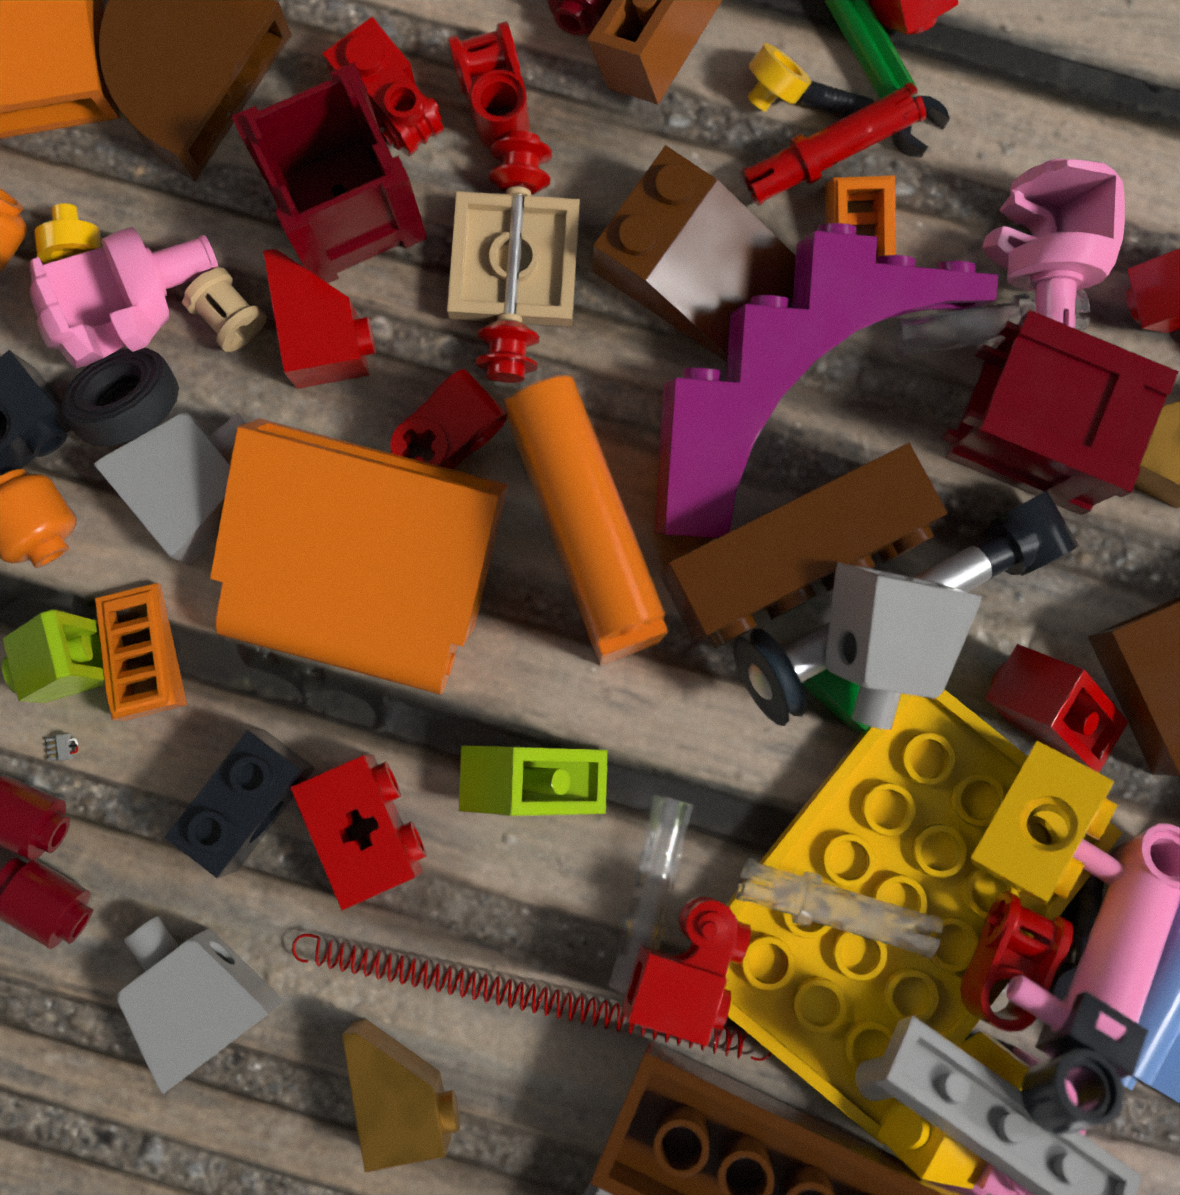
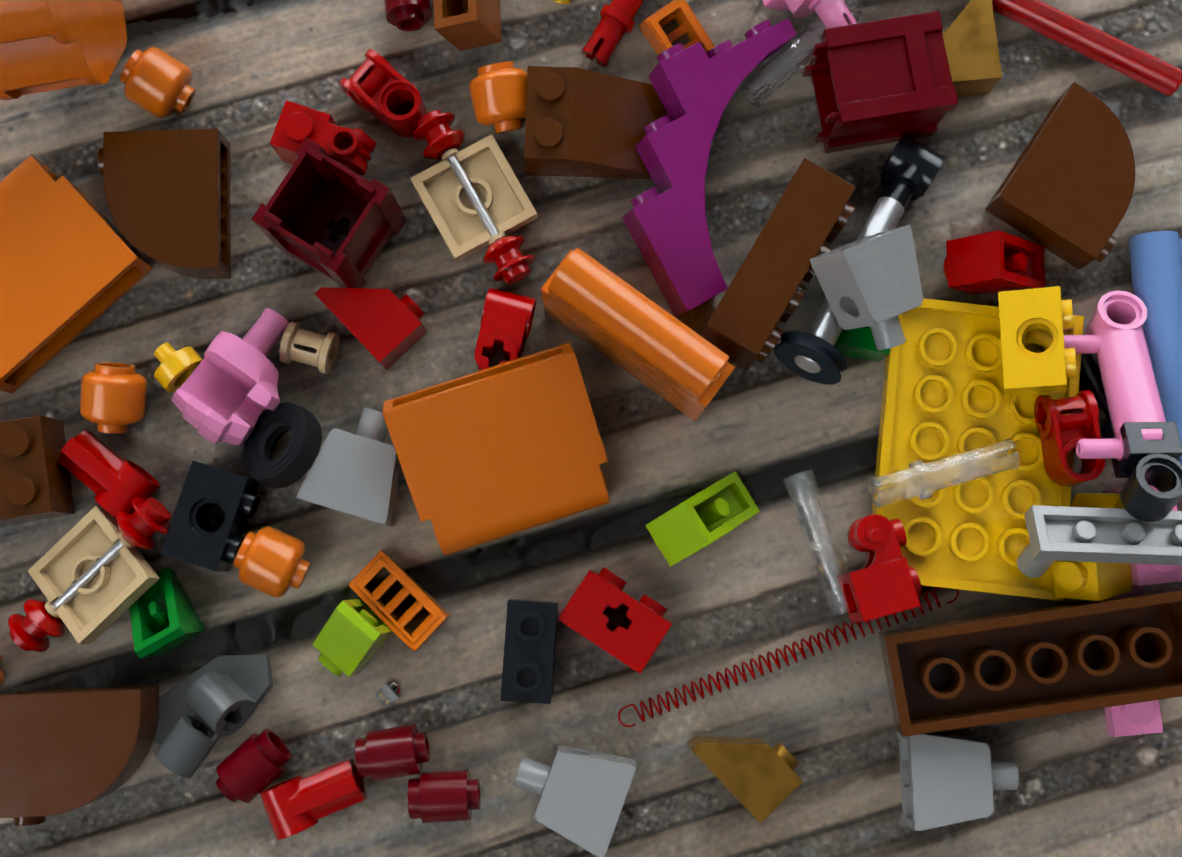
camera: 30 degrees left, 0 degrees up
(614, 161) = (499, 96): none -> orange head

